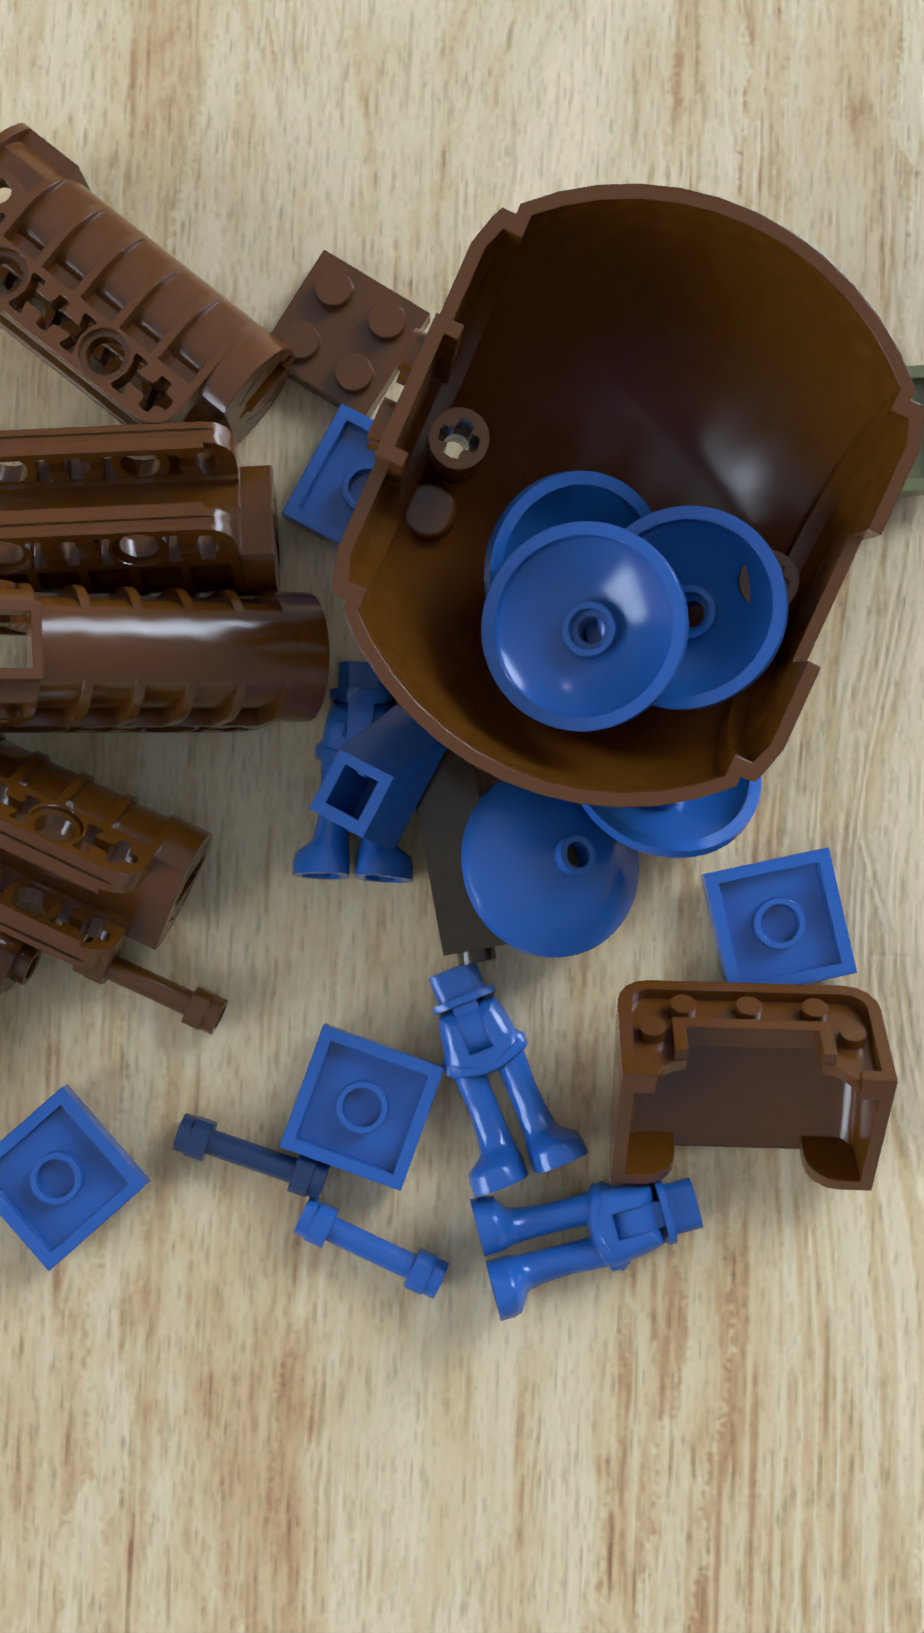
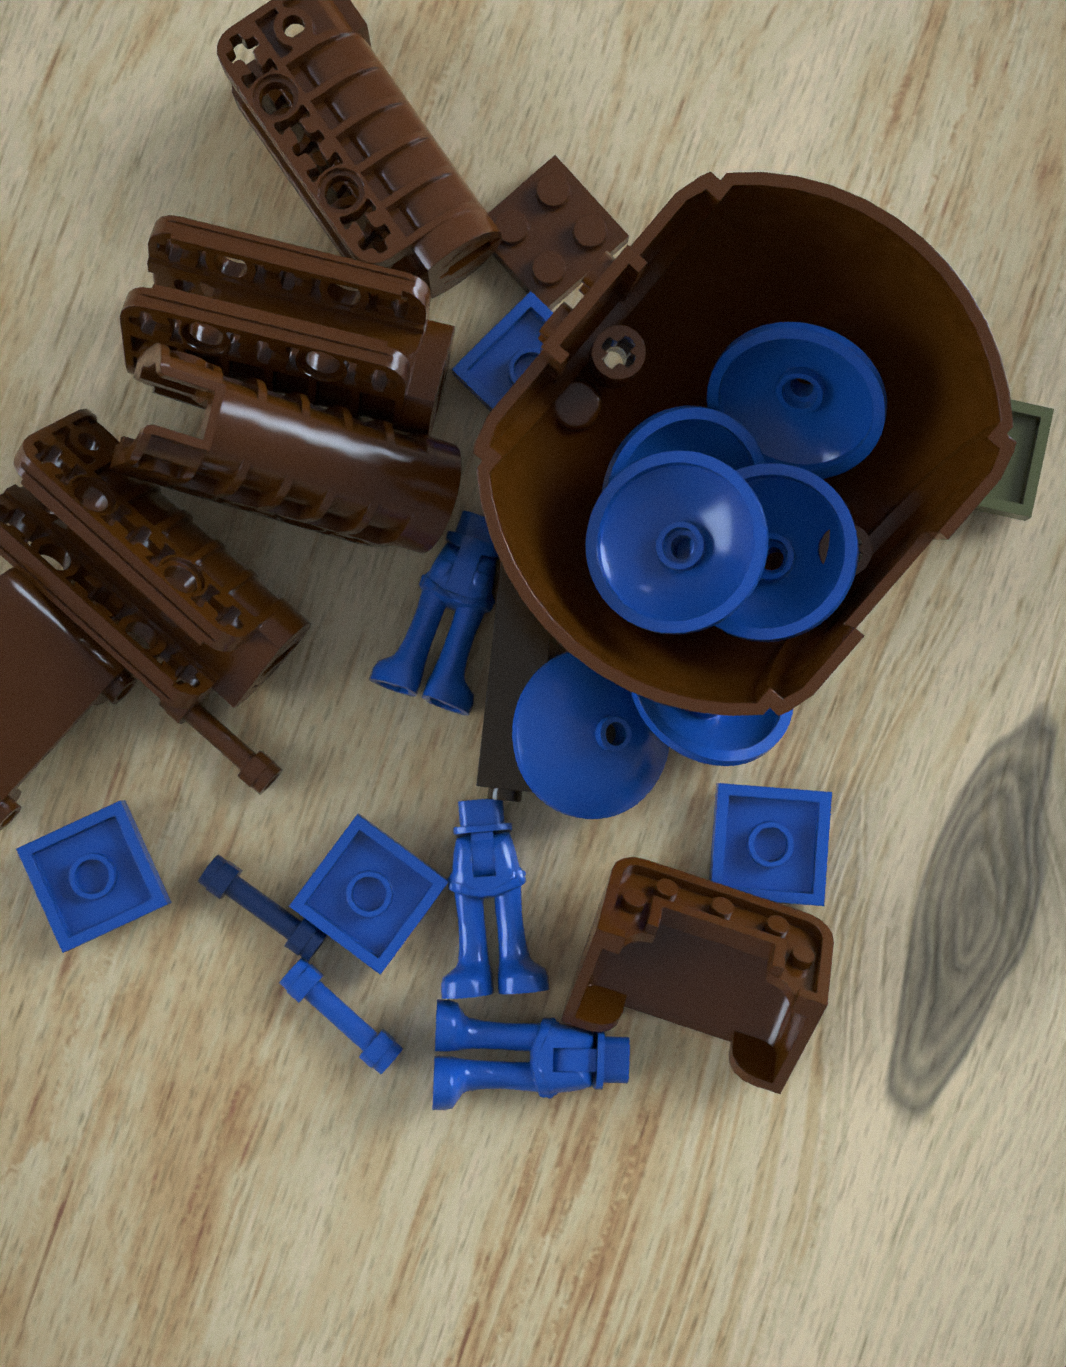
camera: 10 degrees right, 0 degrees up
(379, 778) = (466, 619): blue slope -> none
(689, 458) = (809, 426): none -> blue dish

